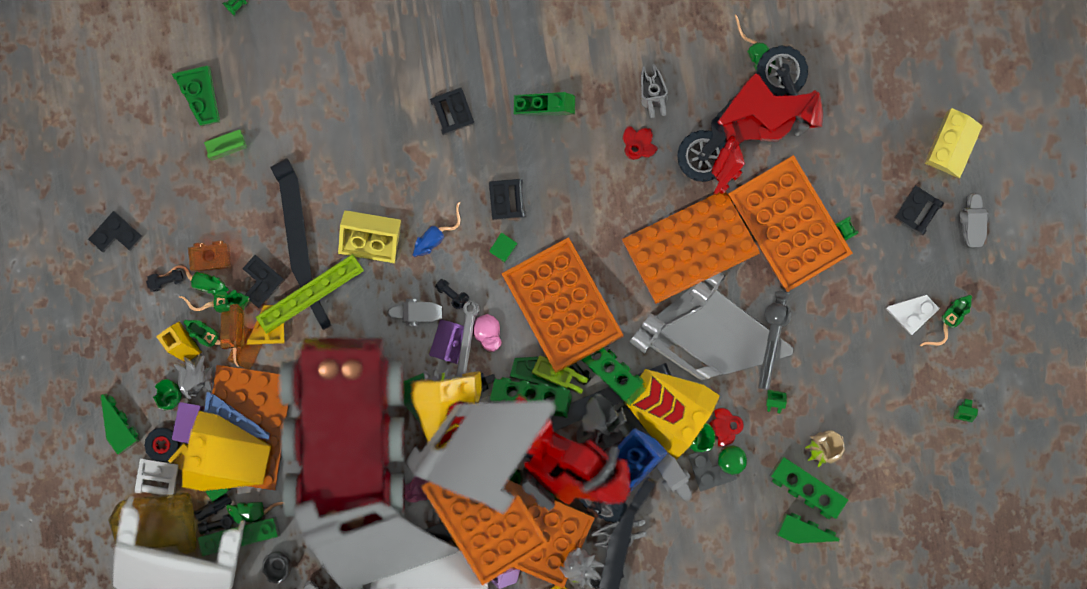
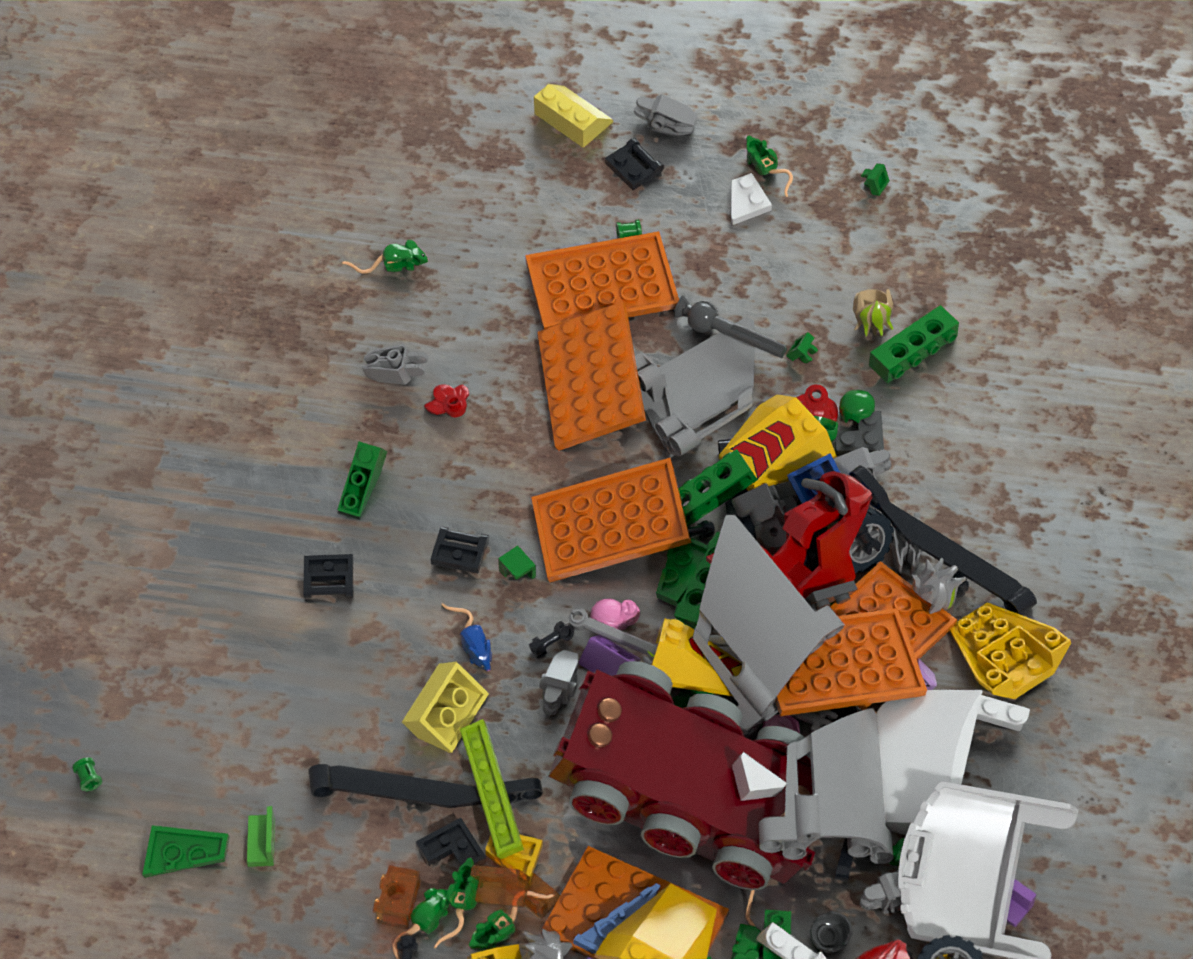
camera: 65 degrees left, 30 degrees down
(341, 488) = (755, 780): none -> white slope
(562, 378) = (685, 556): lime hinge -> none
(755, 113) = (462, 271): piece -> none
(797, 531) = (960, 367): green slope -> none

